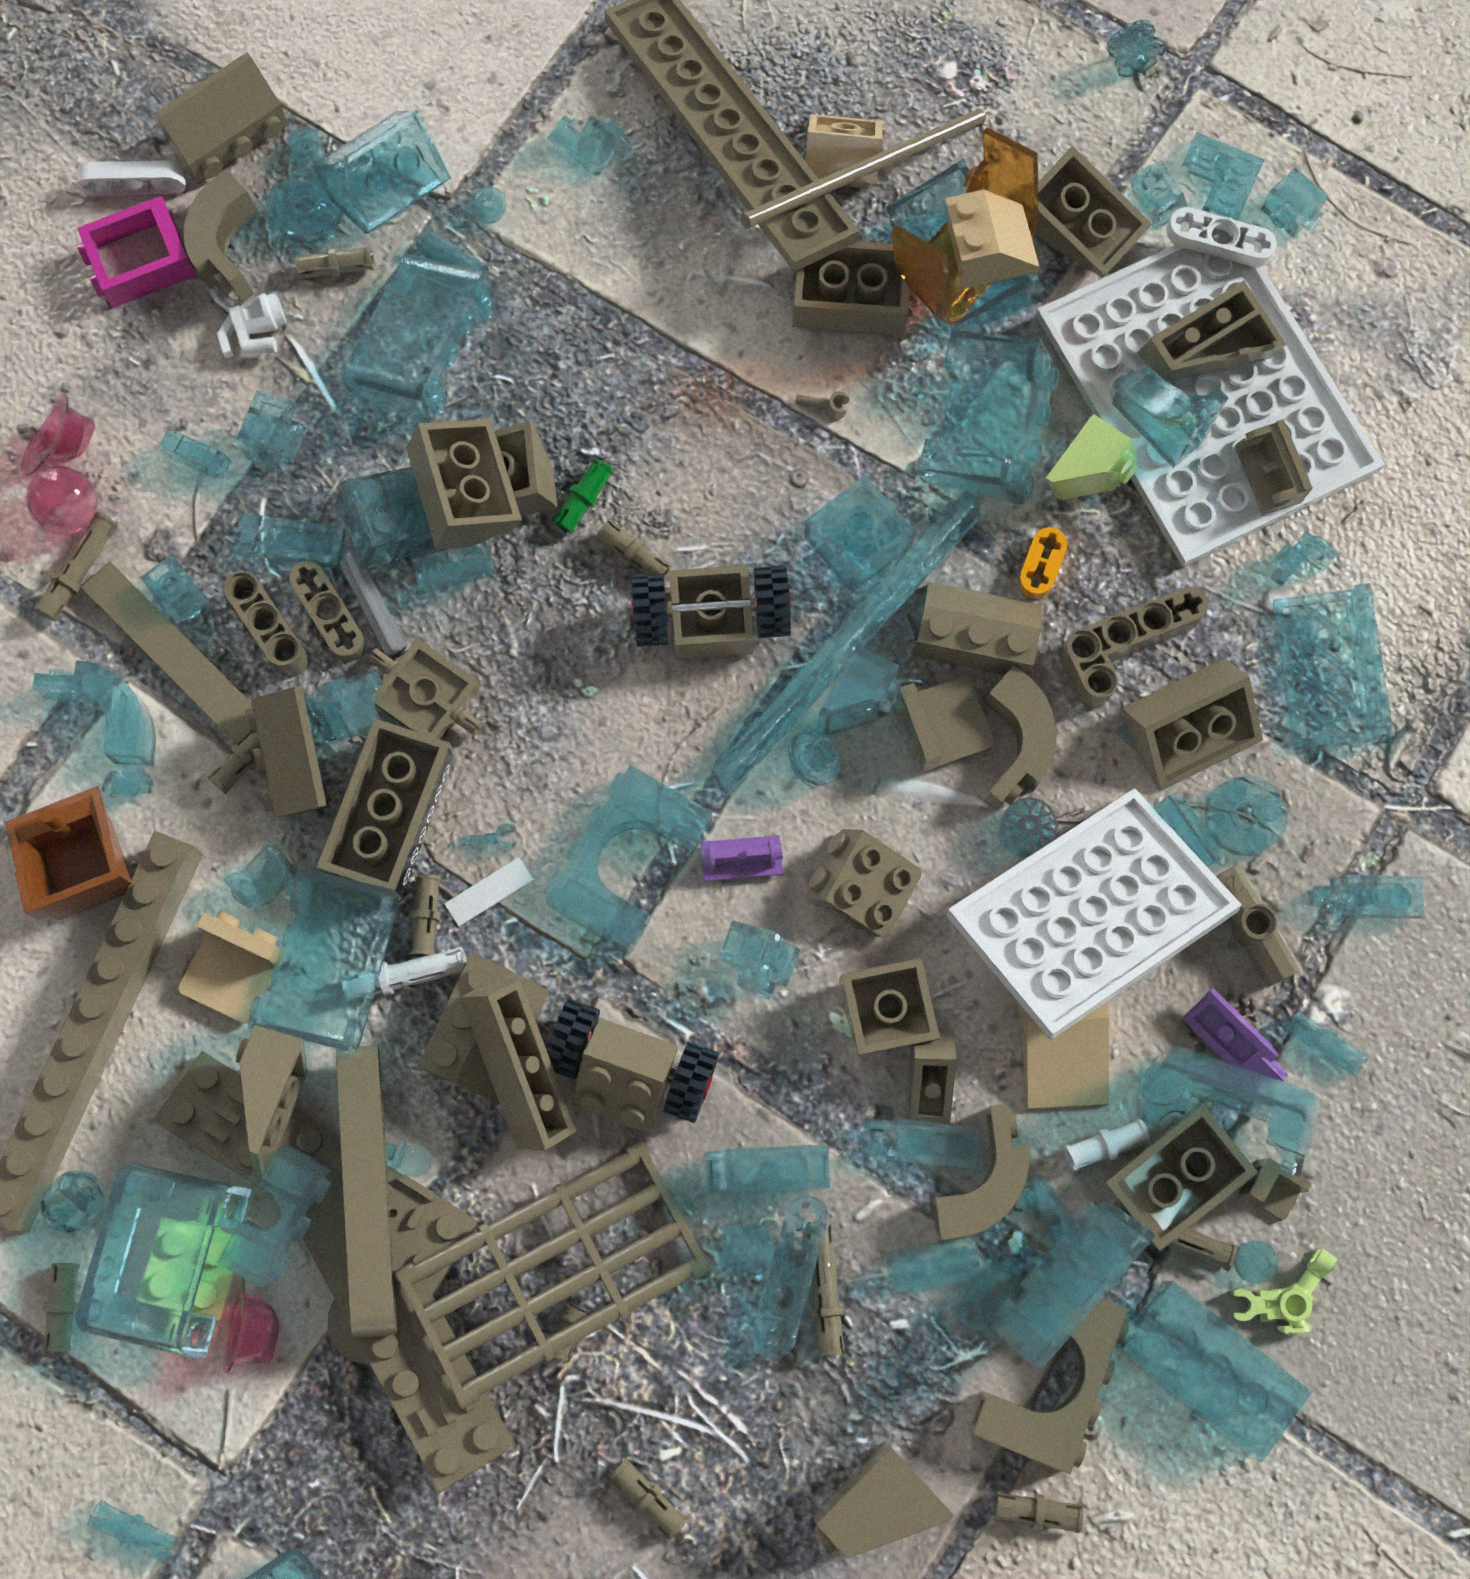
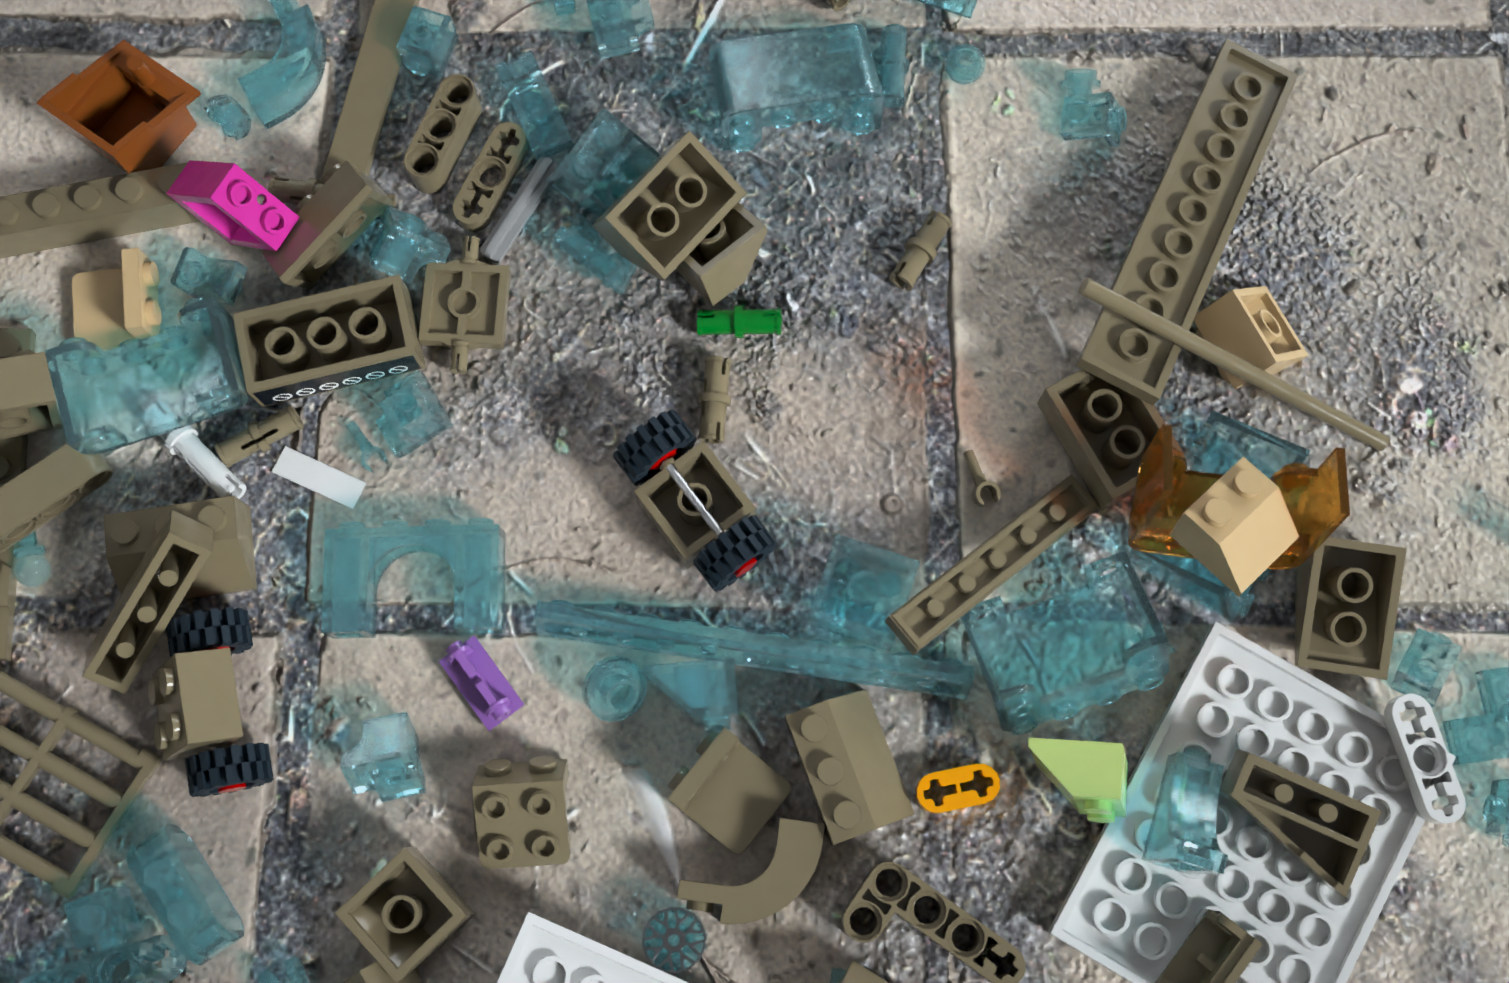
camera: 60 degrees right, 0 degrees up
(224, 811) = (227, 203): none -> dark pink window
(490, 783) = (411, 414): none -> clear light blue brick
(617, 331) = (920, 250): none -> dark tan pin
(898, 430) = (991, 564): none -> dark tan tile

